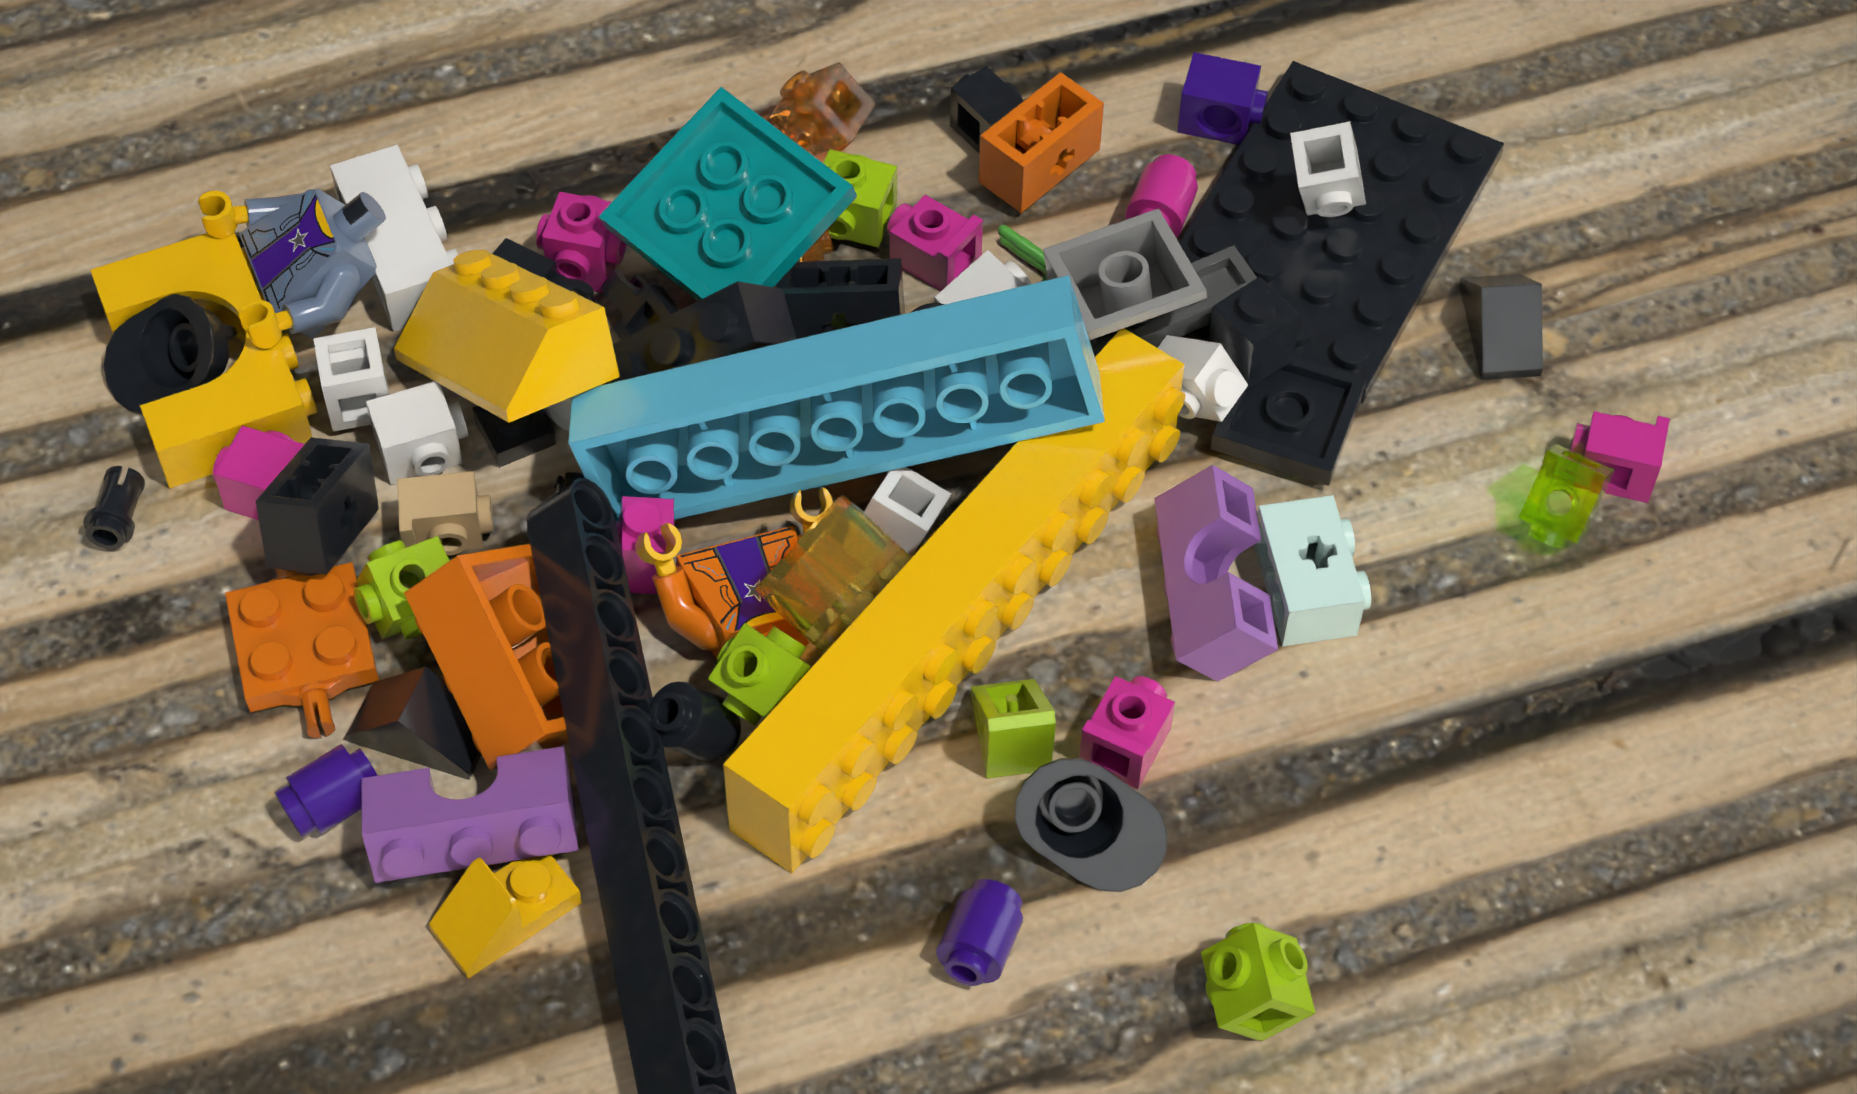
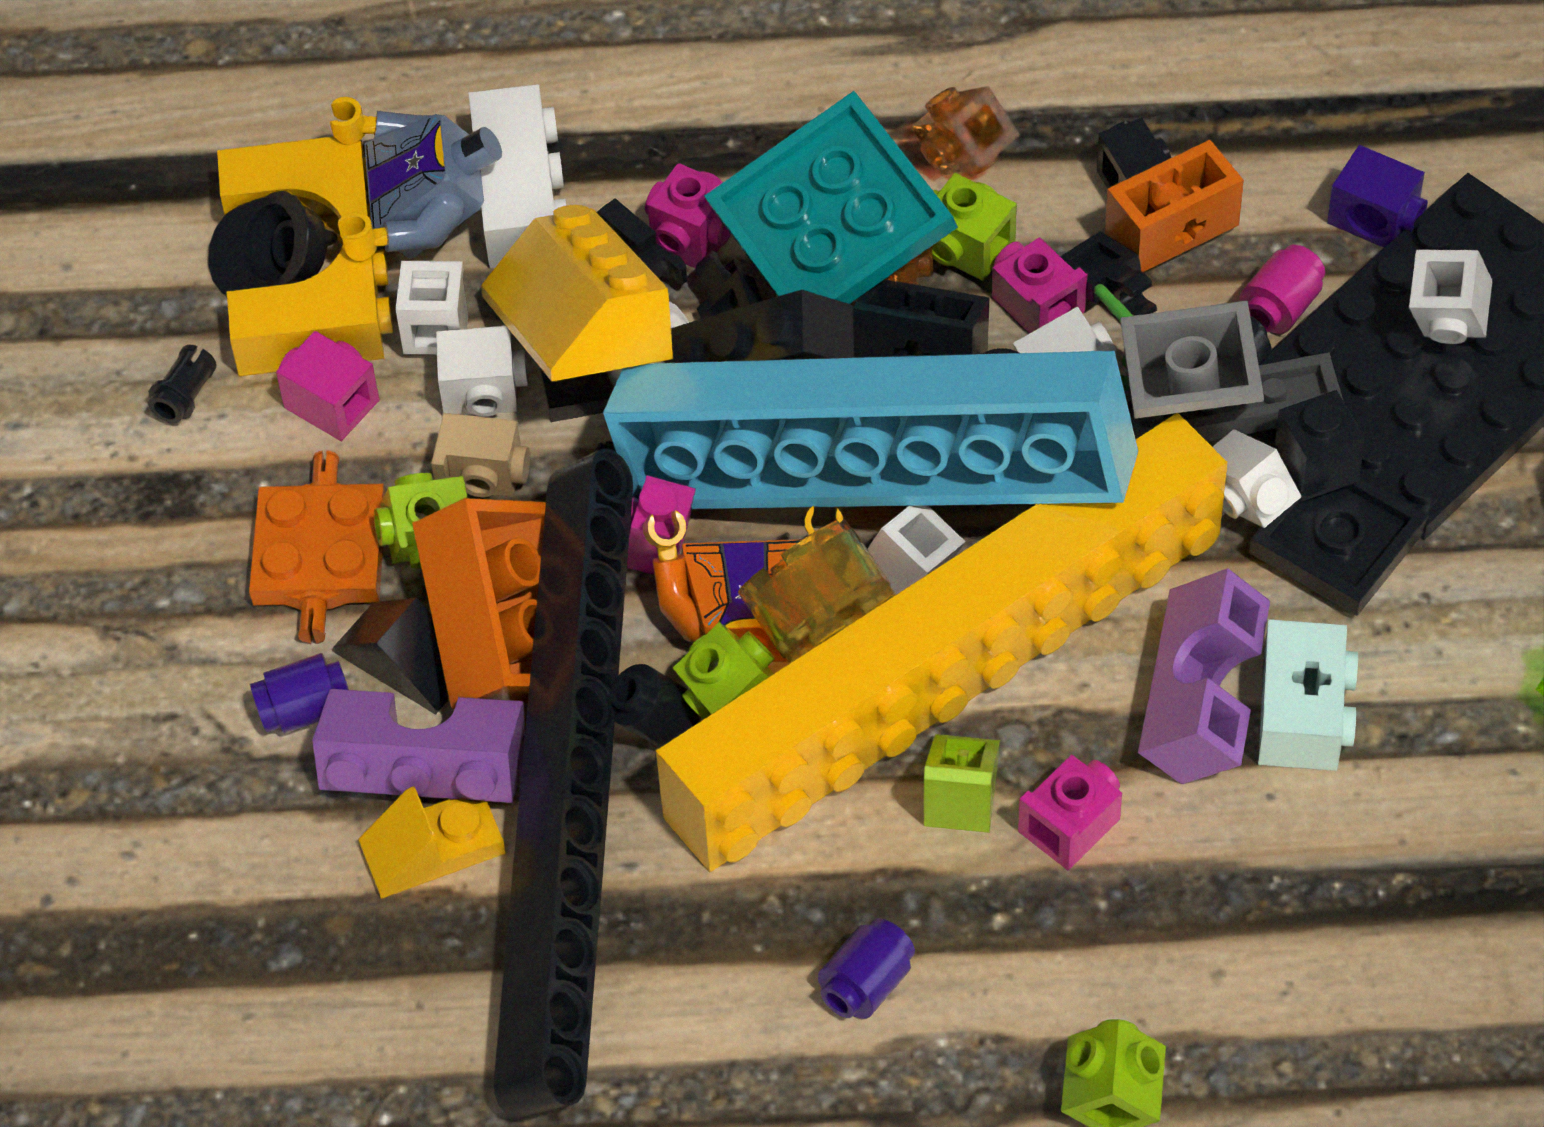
camera: 20 degrees right, 0 degrees up
(317, 506) = (362, 422): black brick -> none
(1001, 207) = (1114, 267): none -> black plate
(1091, 824) = (1001, 891): black piece -> none

